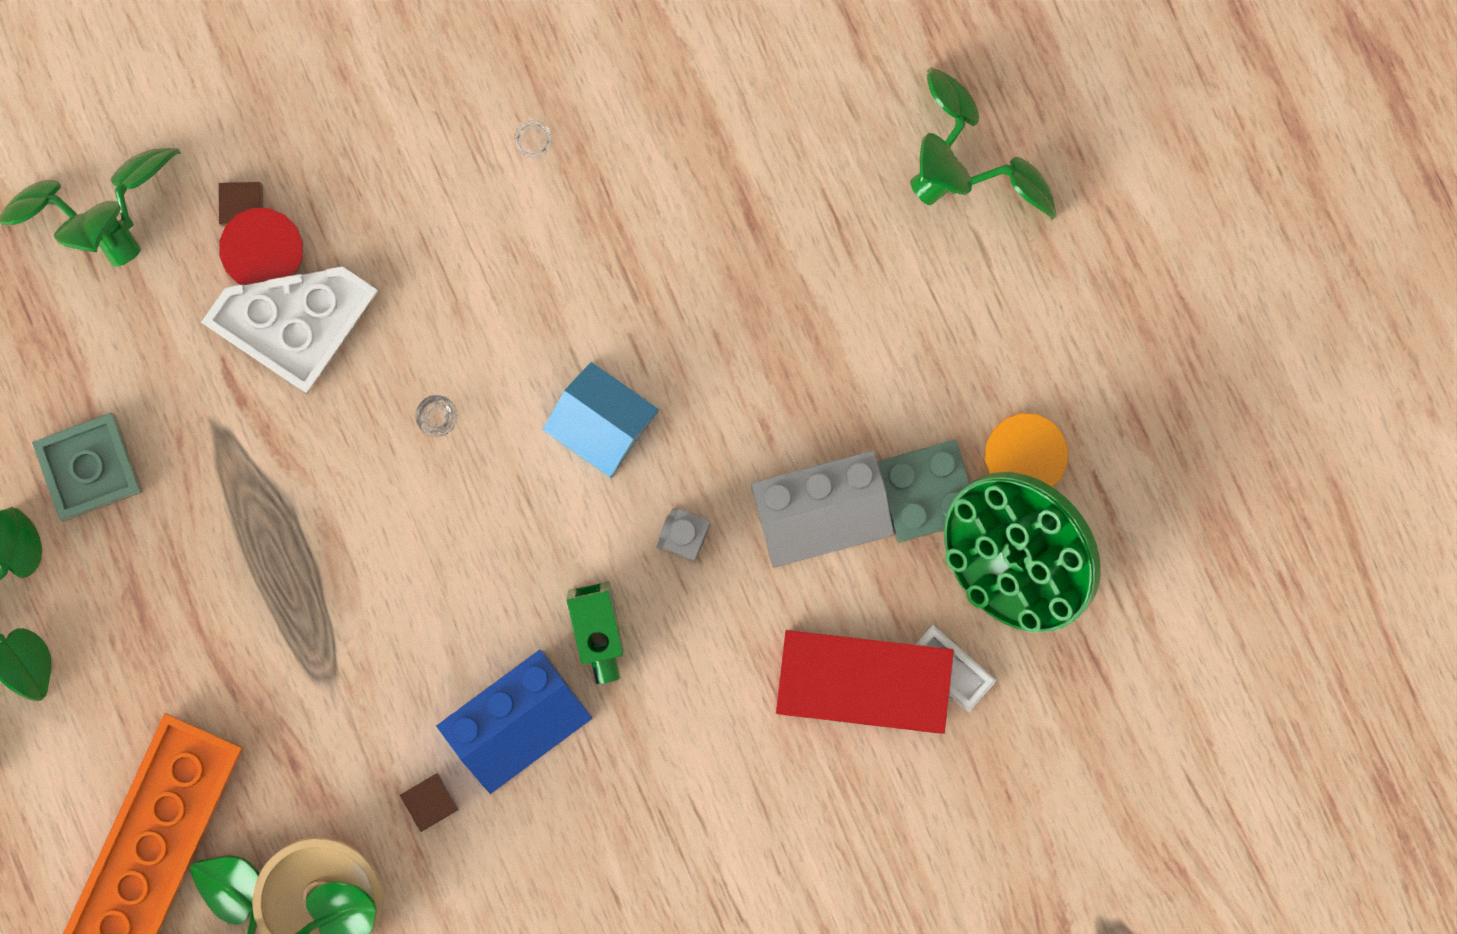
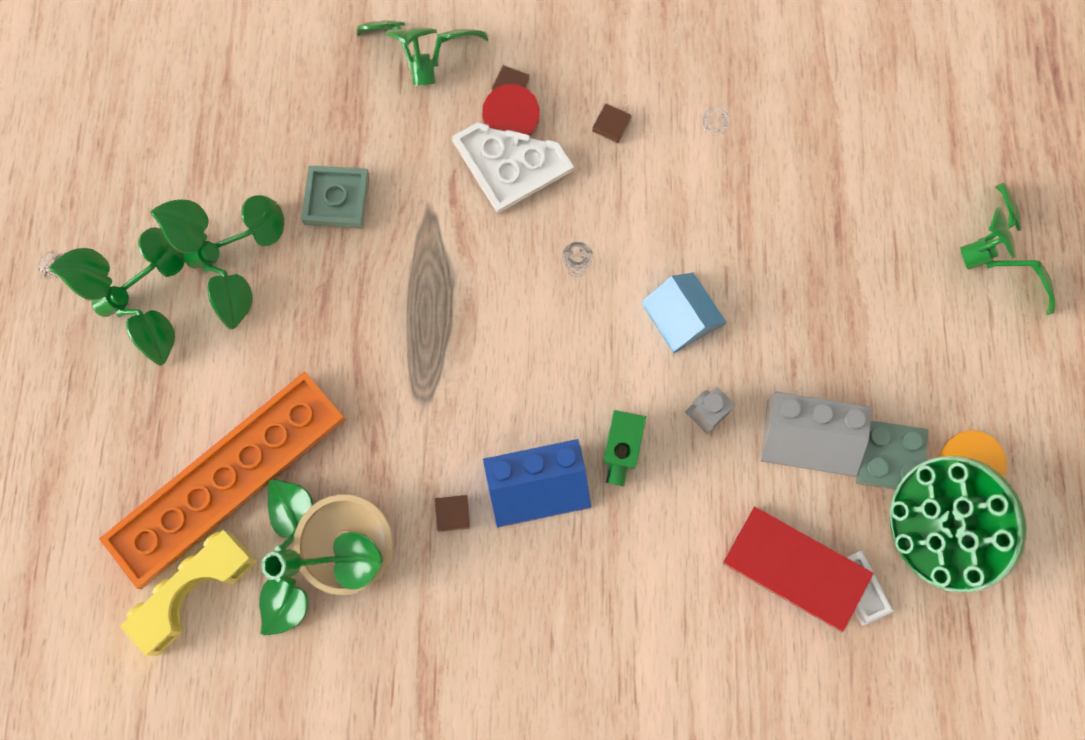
camera: 25 degrees right, 10 degrees down
(399, 201) = (611, 123): none -> reddish brown tile

